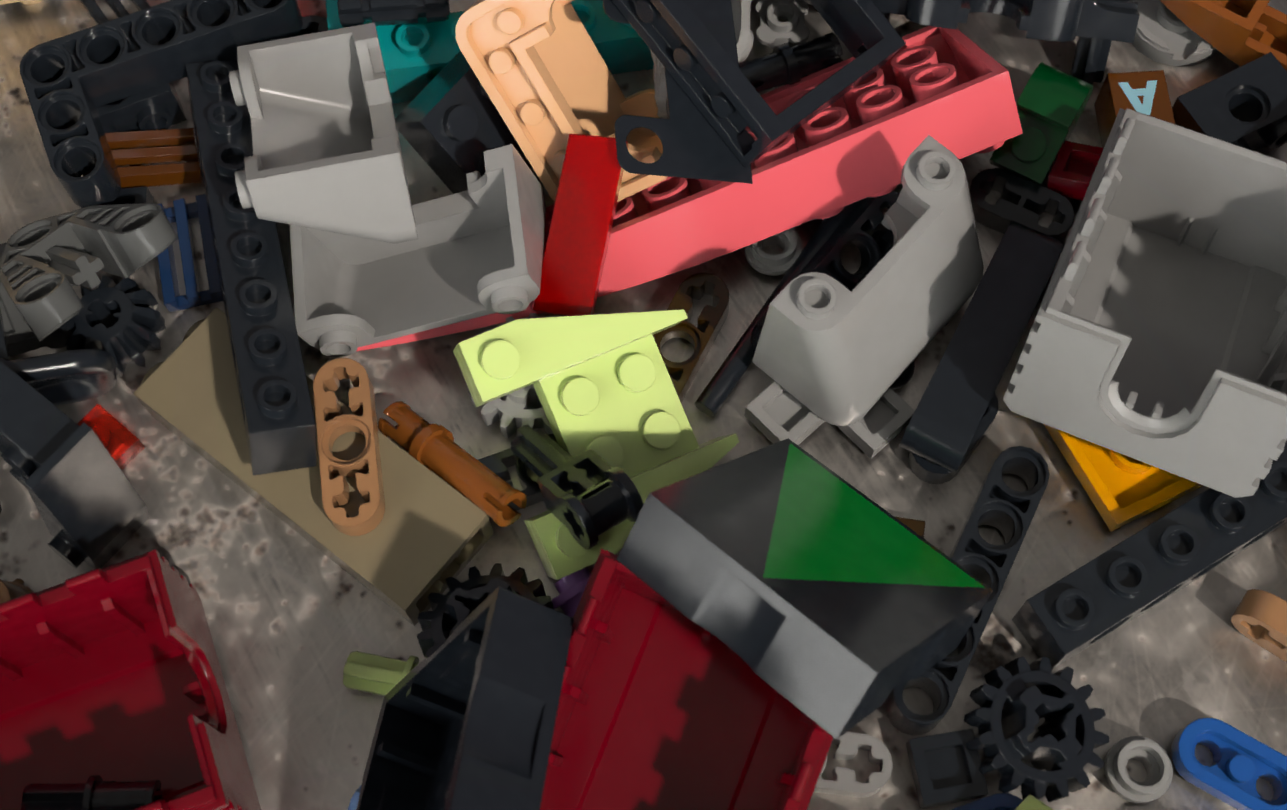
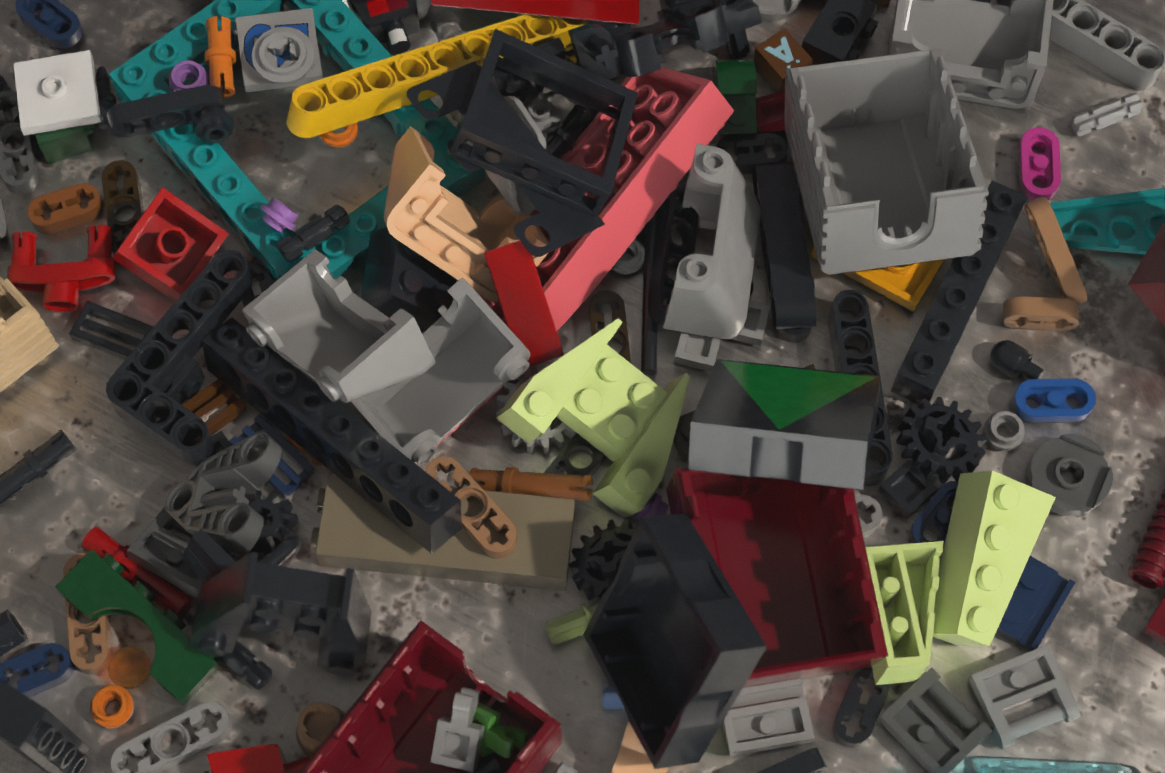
camera: 35 degrees left, 0 degrees up
(115, 732) = (457, 738): none -> light grey plate
(162, 742) = (497, 737): none -> bright green plate
(579, 490) = (627, 452): black connector -> none
(1215, 681) = (1014, 360): none -> black cylinder

